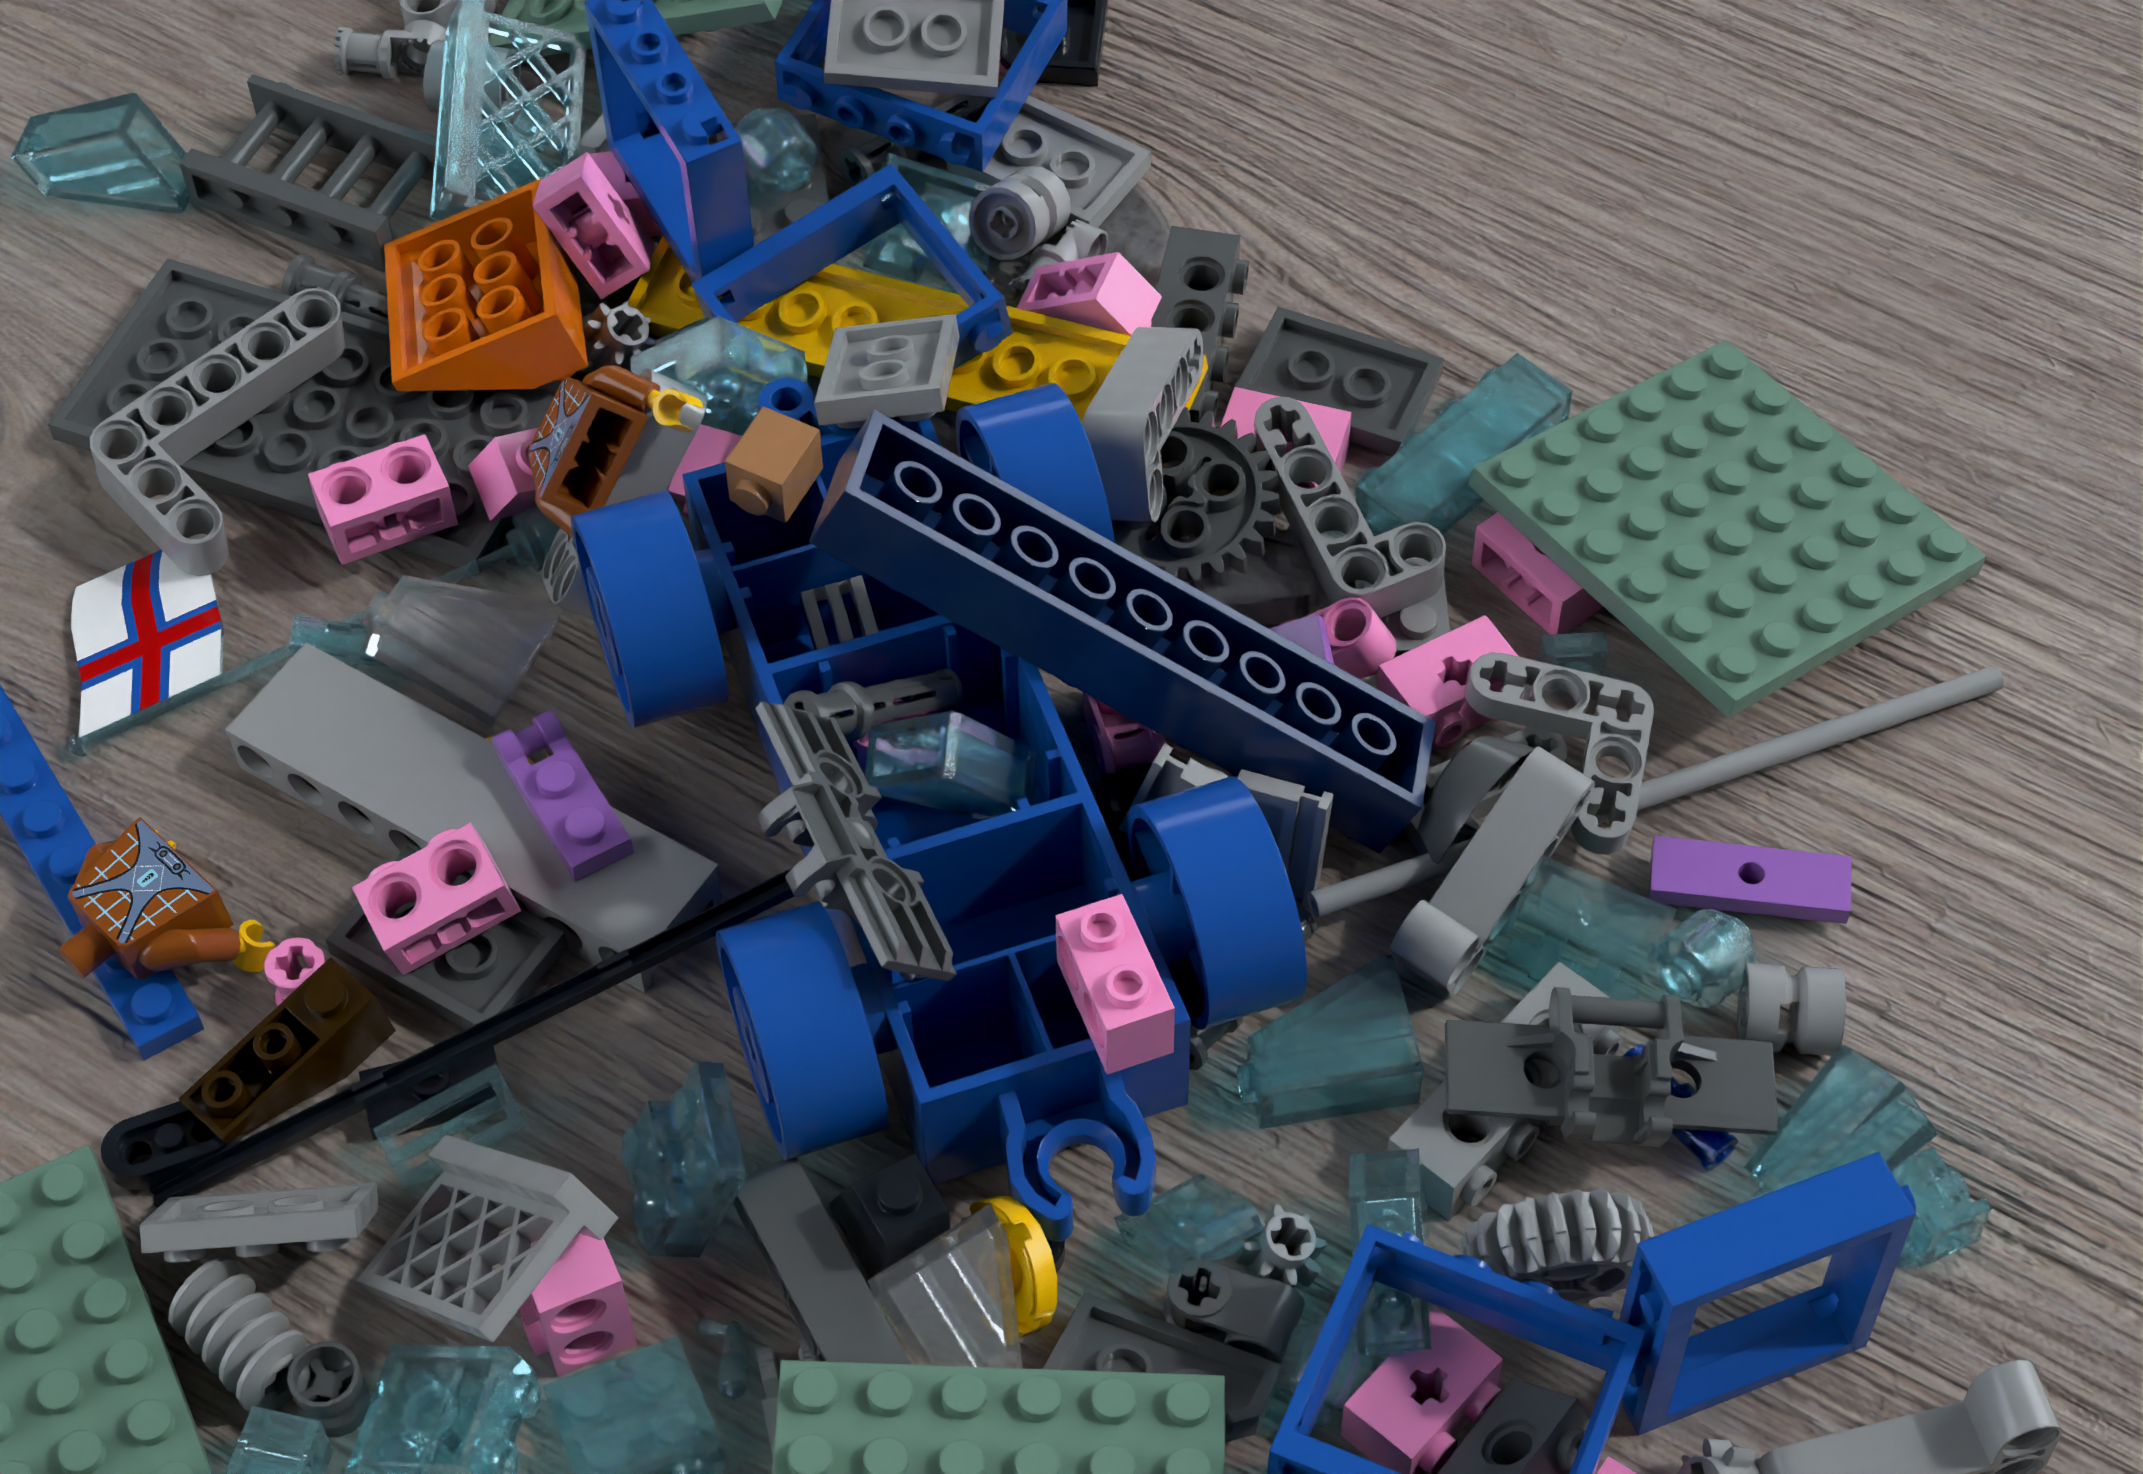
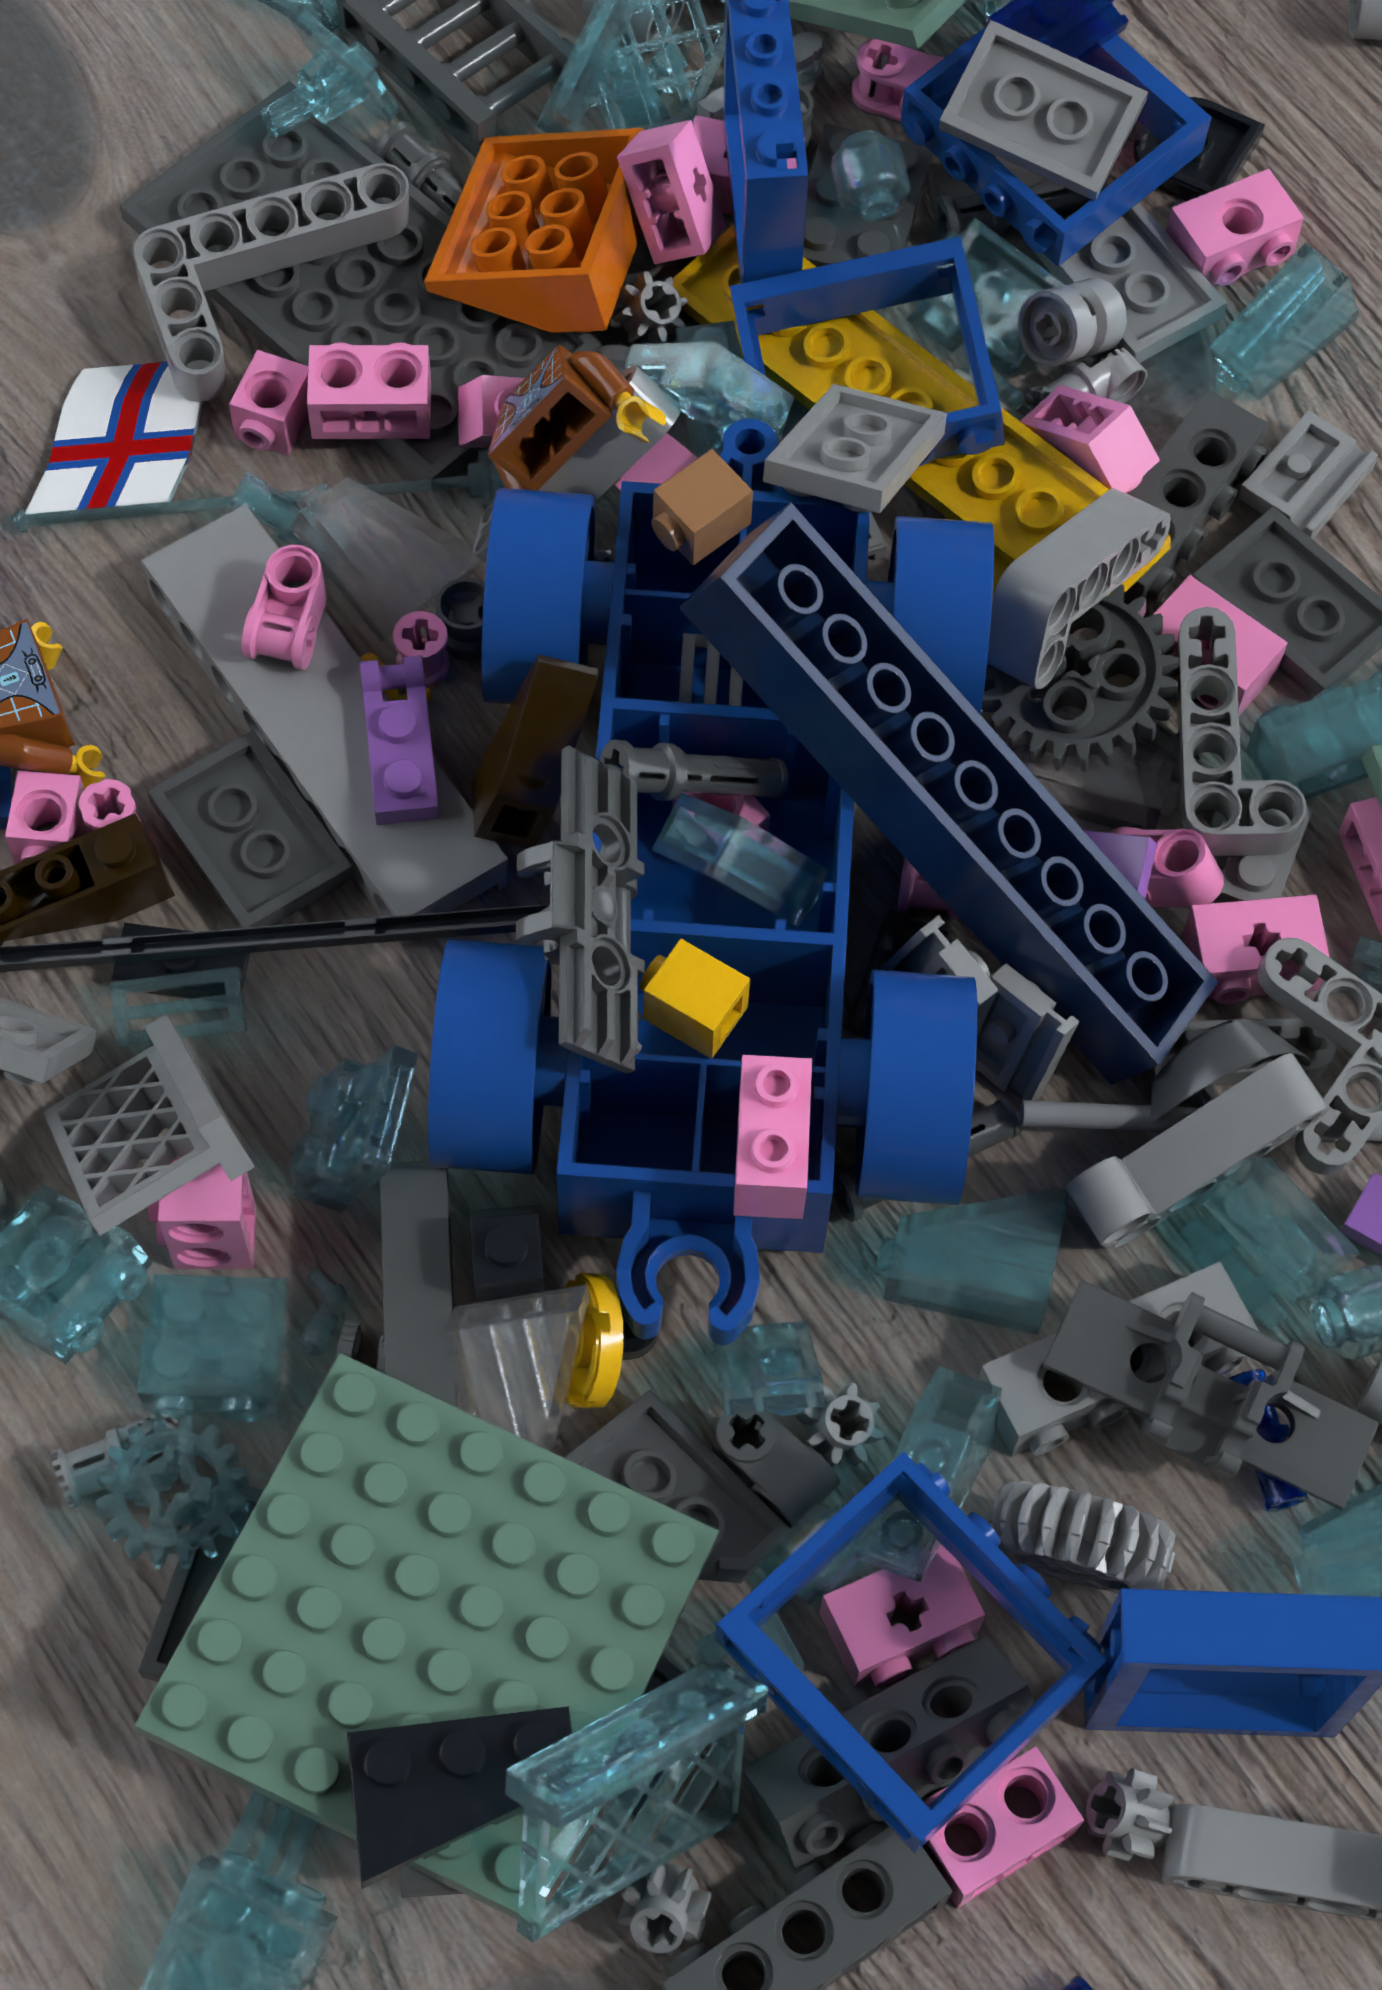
camera: 20 degrees right, 10 degrees up
(214, 240) = (330, 82): none -> clear light blue piece
(228, 986) = (40, 800): none -> bright pink brick
(285, 548) = (275, 384): none -> bright pink brick
(399, 722) = (284, 618): none -> bright pink piece
(442, 912) = (246, 809): bright pink brick -> none
(549, 697) = (409, 643): none -> bright pink bush
(570, 671) = (461, 610): none -> dark grey wheel
(703, 753) = (522, 769): none -> dark brown slope
(752, 69) = (901, 70): none -> bright pink piece
(979, 890) = (694, 997): none -> yellow brick
(1128, 85) = (1237, 228): none -> bright pink brick
(1212, 149) = (1285, 324): none -> clear light blue slope
(1294, 269) = (1308, 474): none -> light grey plate

